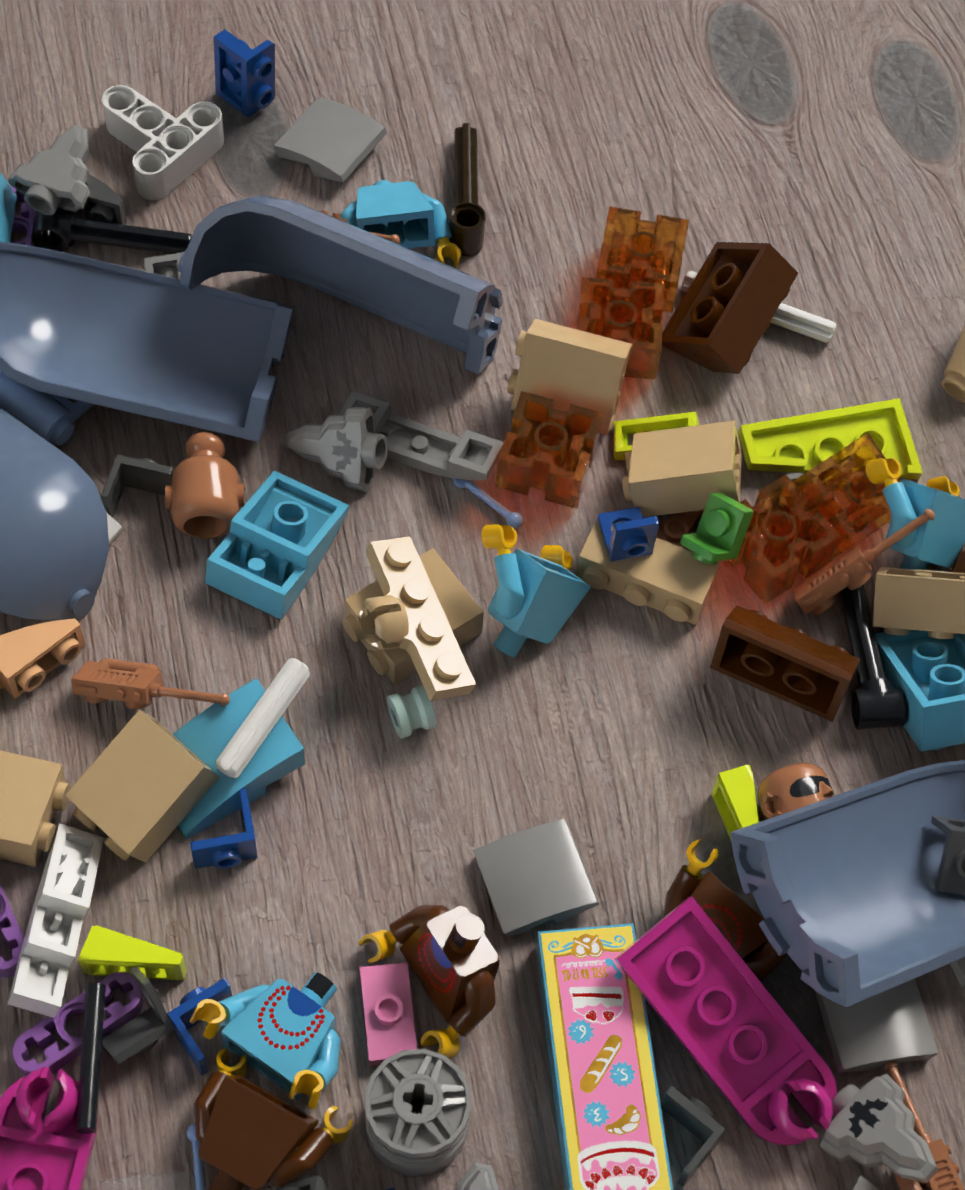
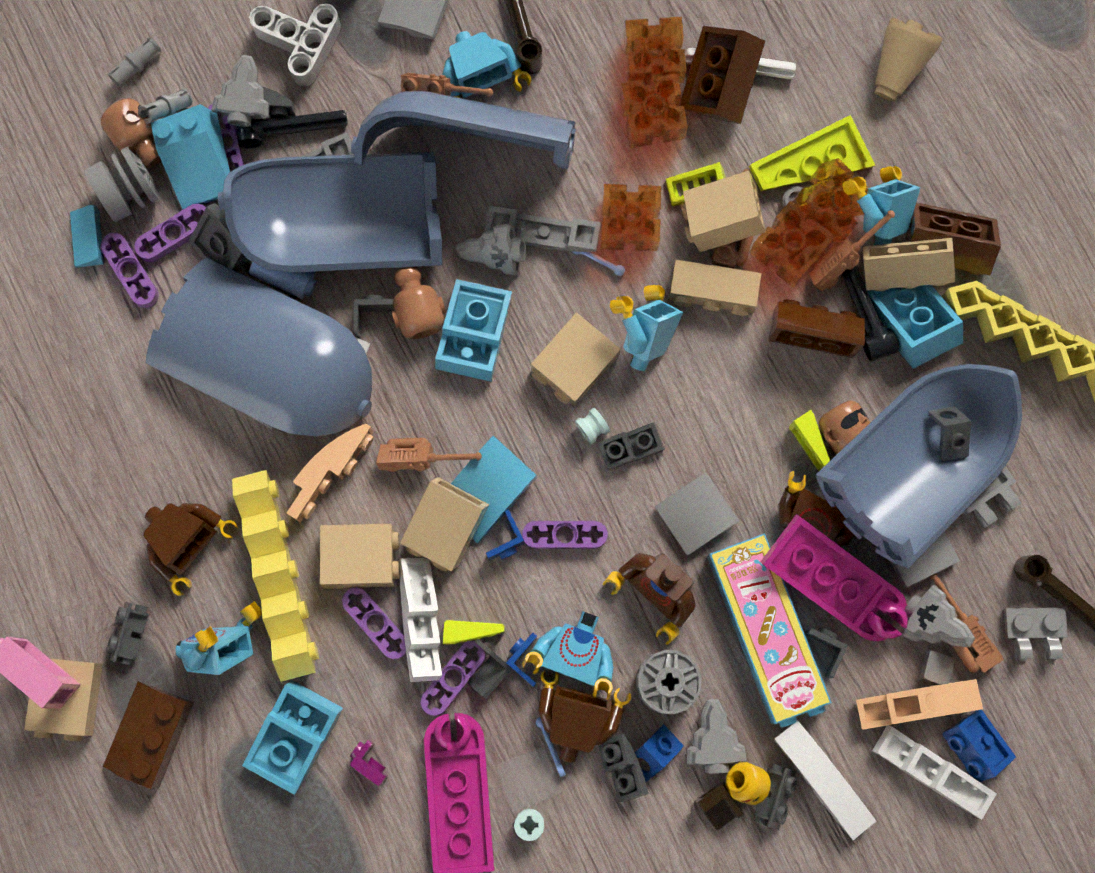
camera: 10 degrees left, 20 degrees up
(90, 1058) = (469, 699): black bar -> none
(262, 718) = (506, 463): white axle -> none
(286, 861) = (542, 527): none -> medium lavender beam
(387, 1011) = (632, 622): bright pink plate -> none
(413, 619) = (579, 369): tan plate -> none
(465, 759) = (631, 446): none -> dark grey slope
(570, 369) = (630, 158): tan brick -> none
(628, 538) = (703, 279): blue bracket -> none
(719, 530) = (757, 255): bright green bracket -> none

